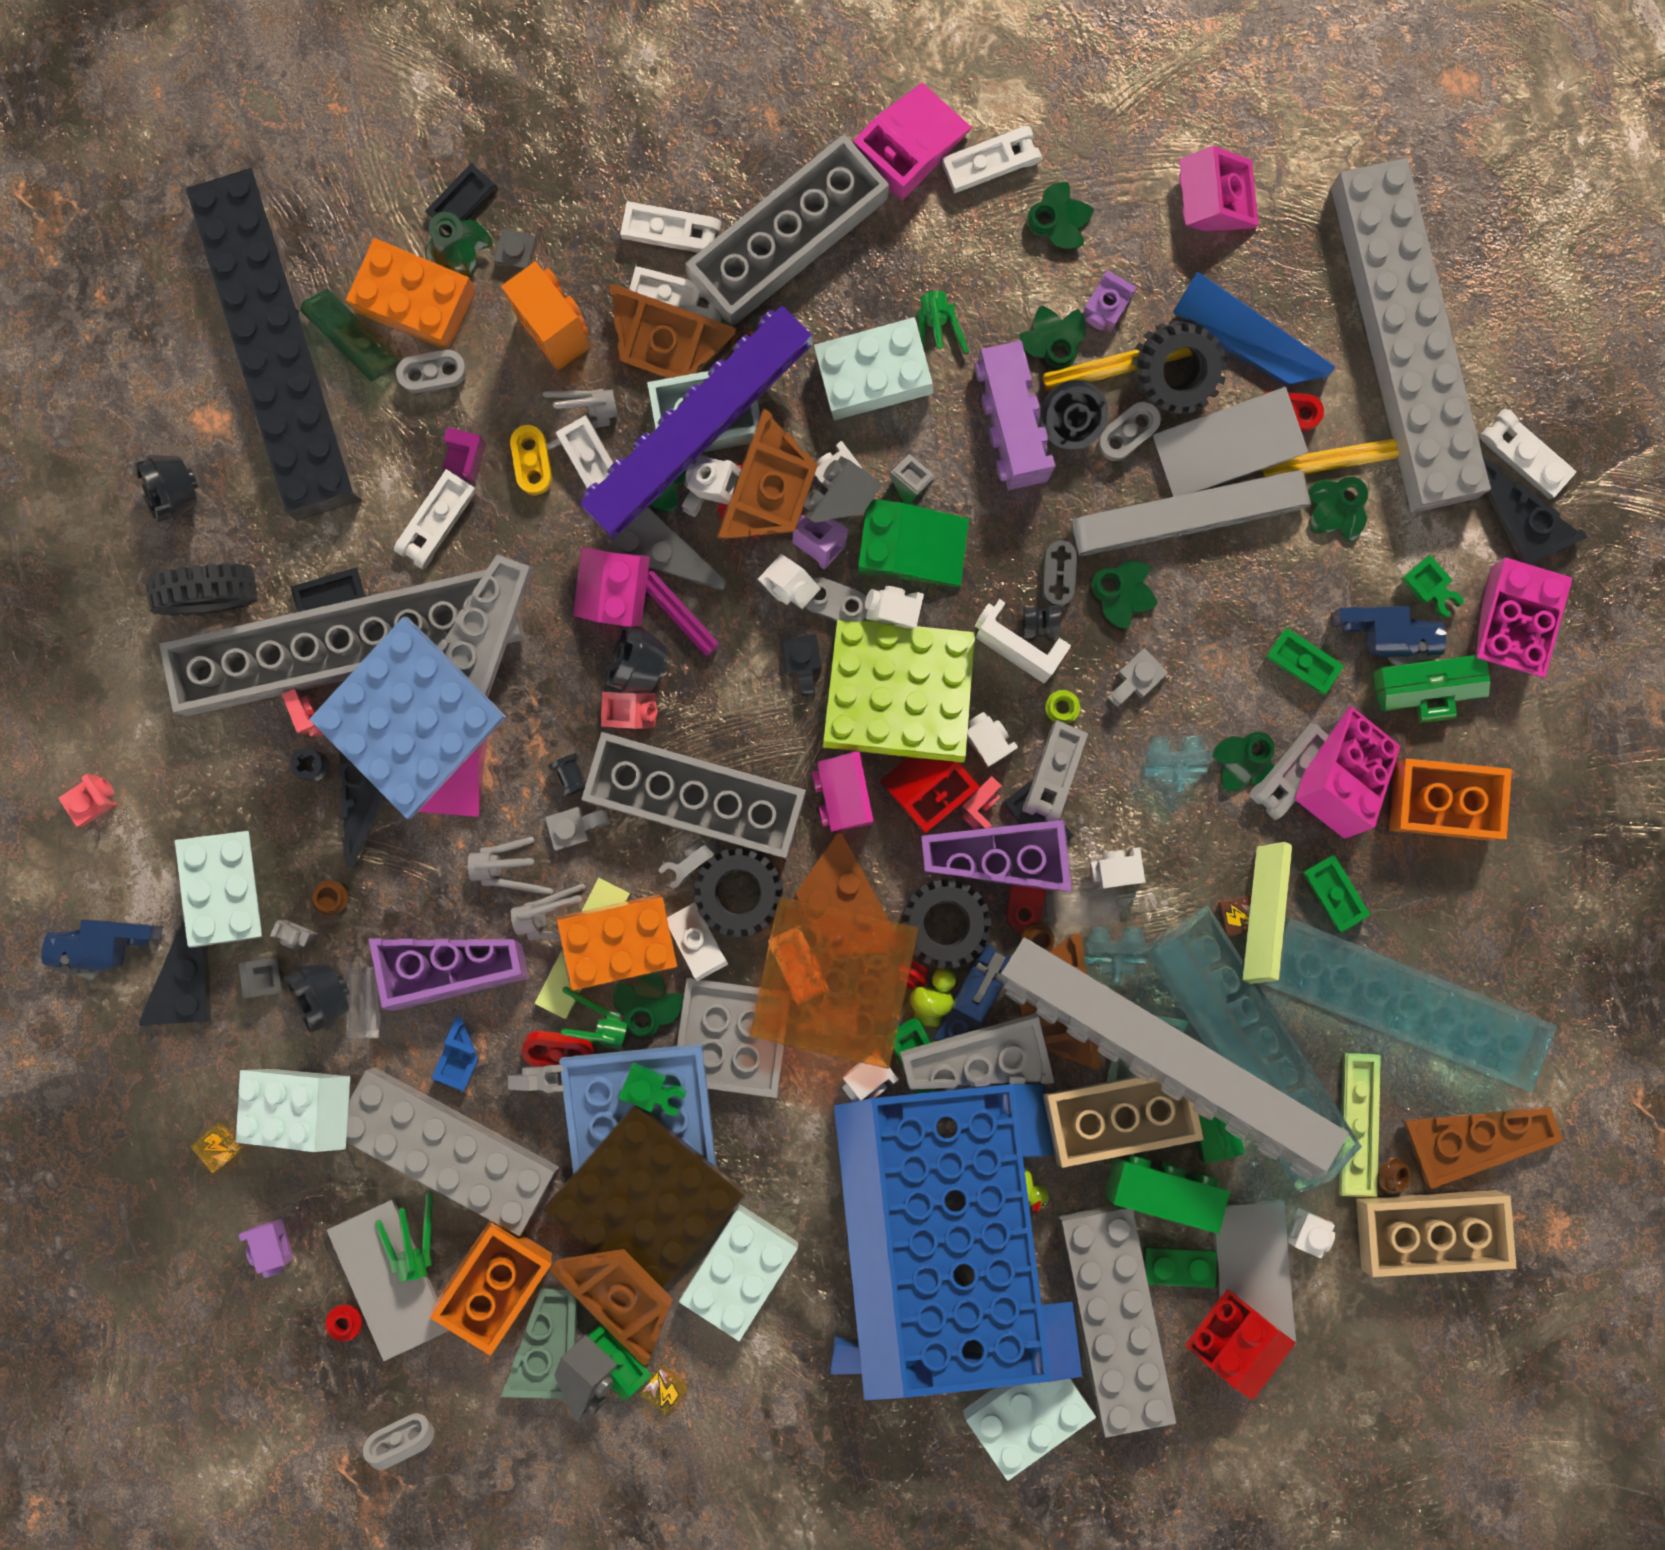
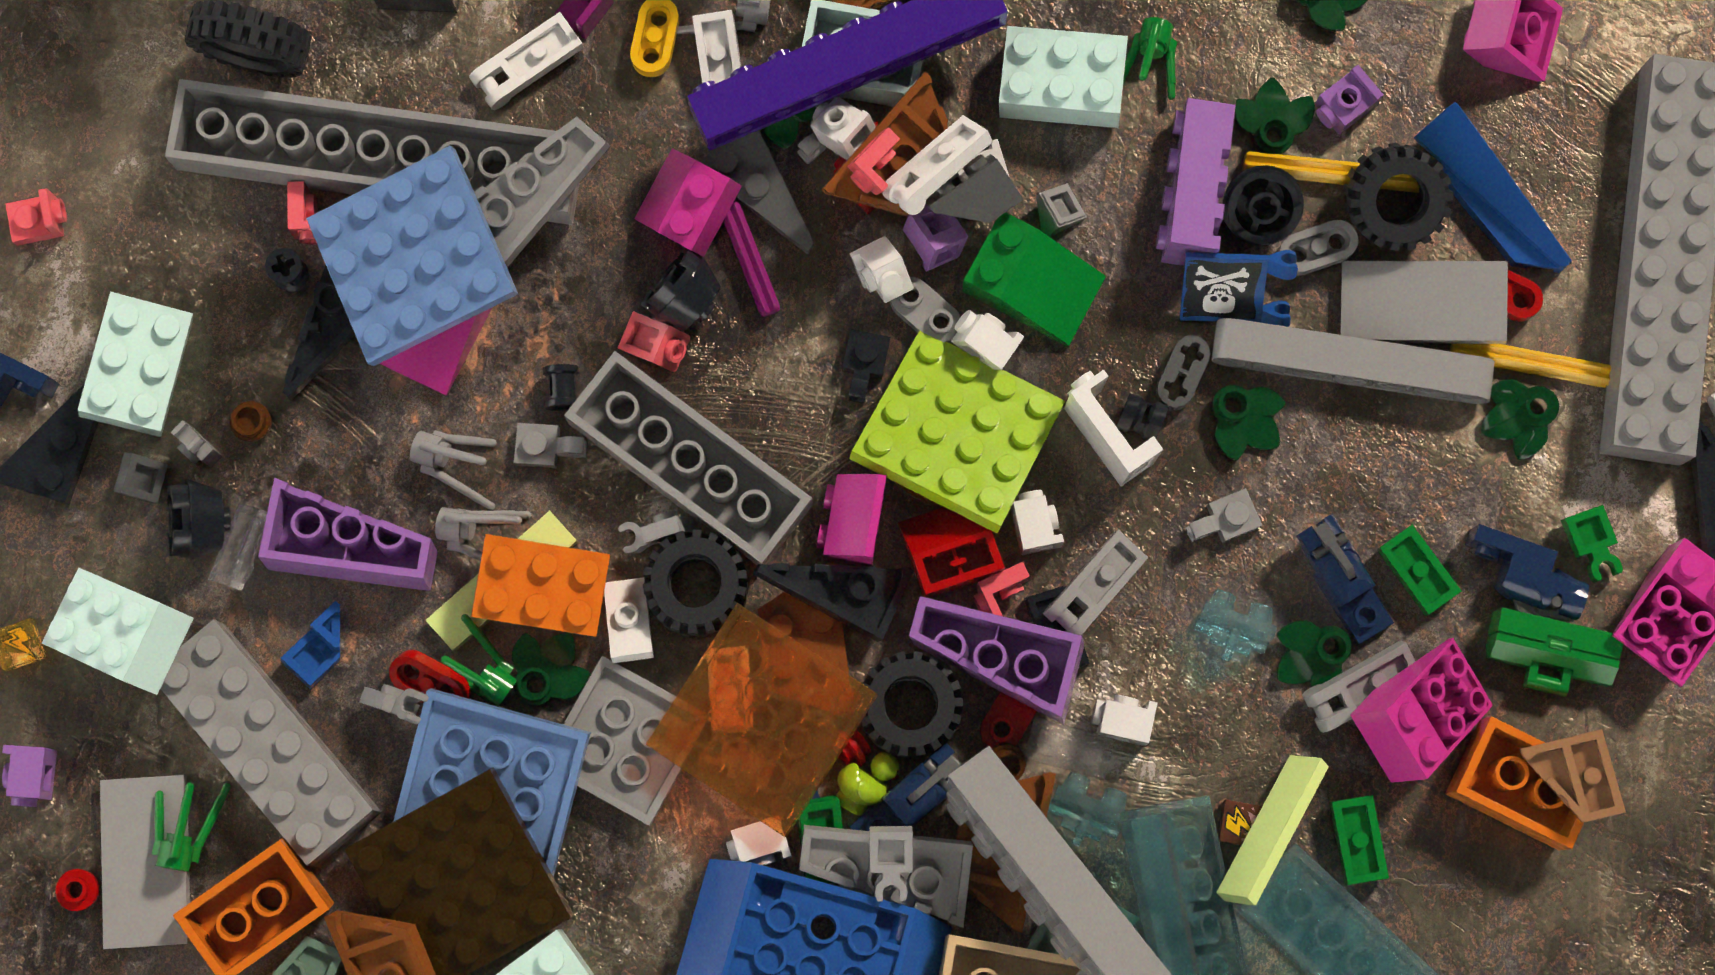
camera: 20 degrees right, 5 degrees down
(329, 590) = (383, 92): black tile -> none
(645, 1088) = (508, 756): green plate -> none
(751, 493) = (875, 154): none -> coral bracket
(802, 483) = (936, 164): none -> white plate
(866, 854) = (856, 597): none -> black wing
(978, 1052) = (891, 854): none -> light grey plate
(1062, 696) = (1140, 510): lime plate -> none
(1077, 489) = (1234, 286): none -> flag
(1249, 692) = (1344, 579): none -> dark blue plate
(1492, 778) = (1579, 774): none -> medium nougat wing

